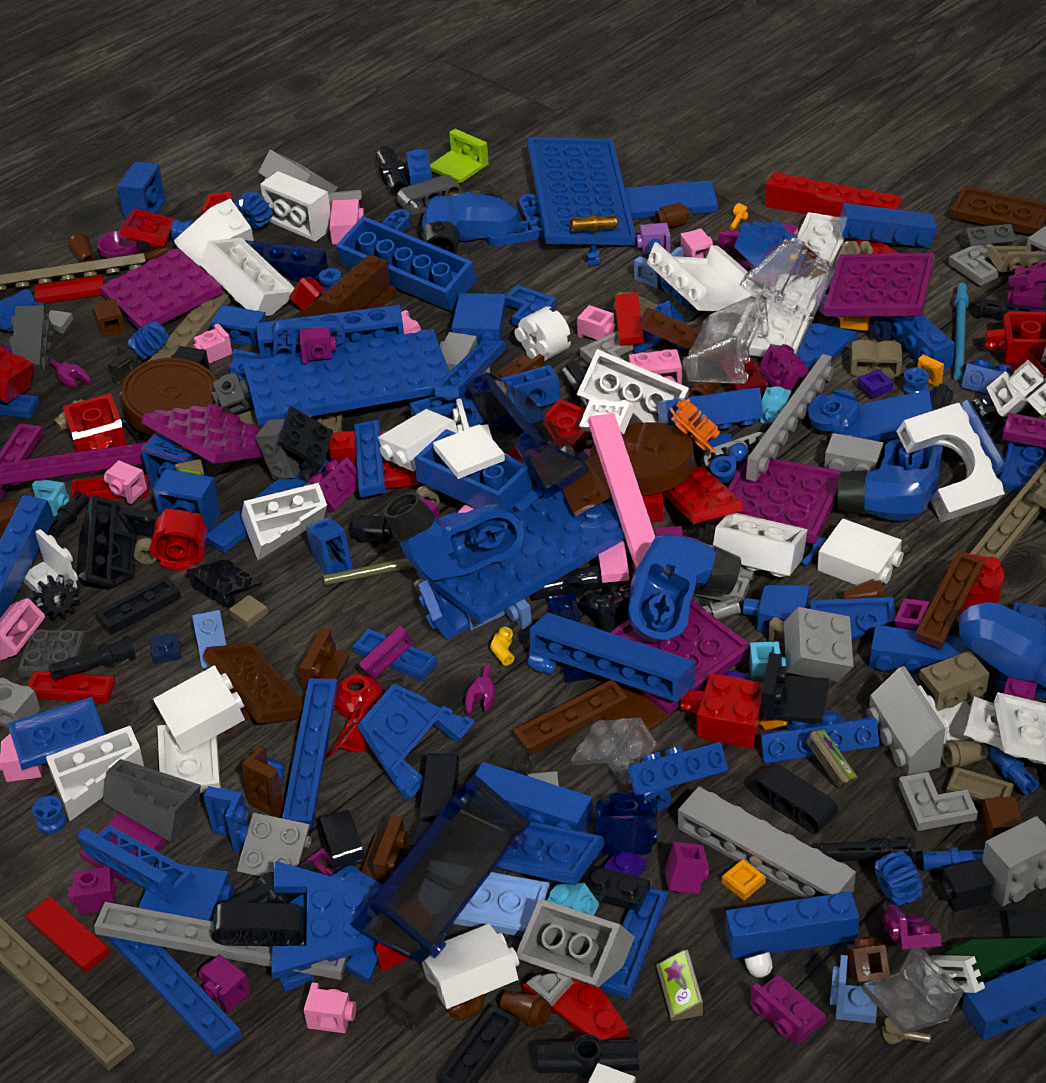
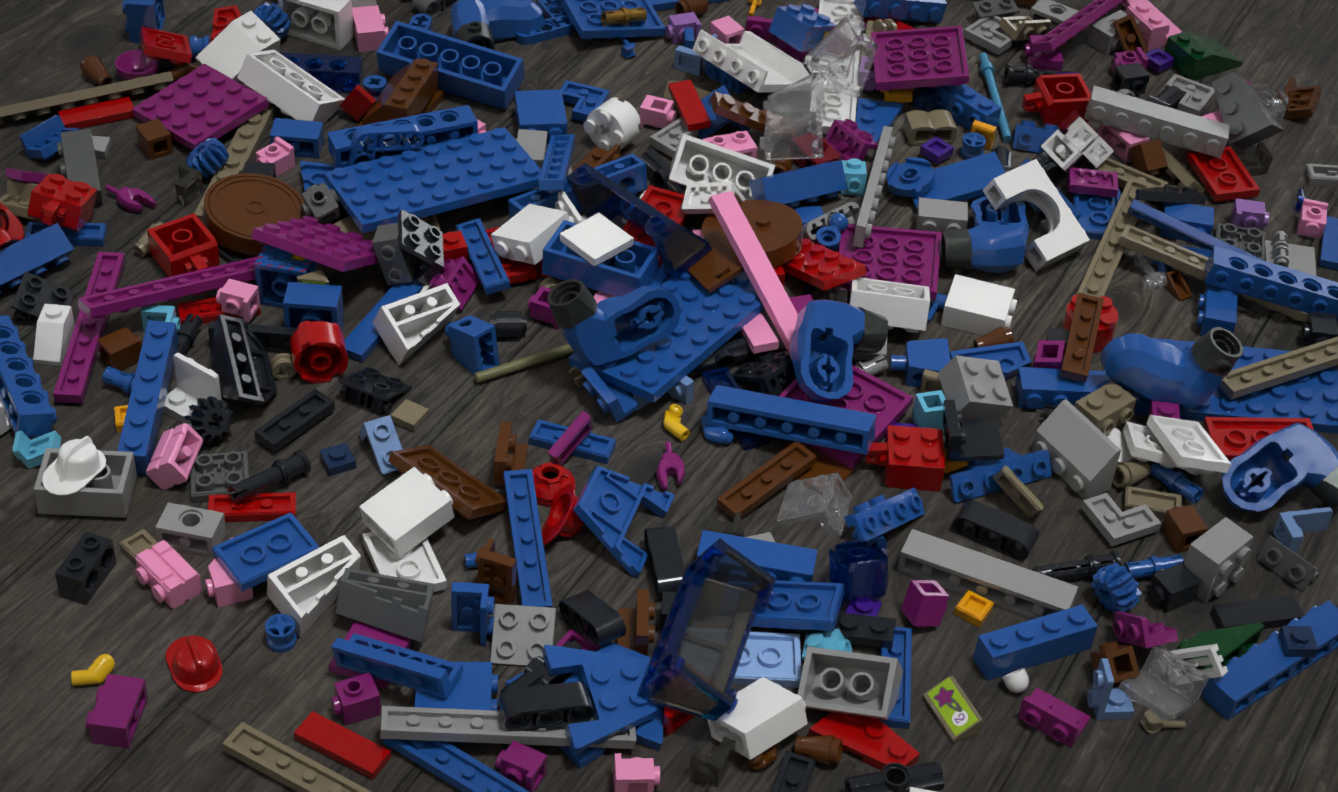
camera: 20 degrees left, 0 degrees up
(316, 343) = (399, 148): magenta brick -> none
(550, 986) = (837, 725): light grey tile -> none
(701, 430) = (789, 193): orange hinge -> none

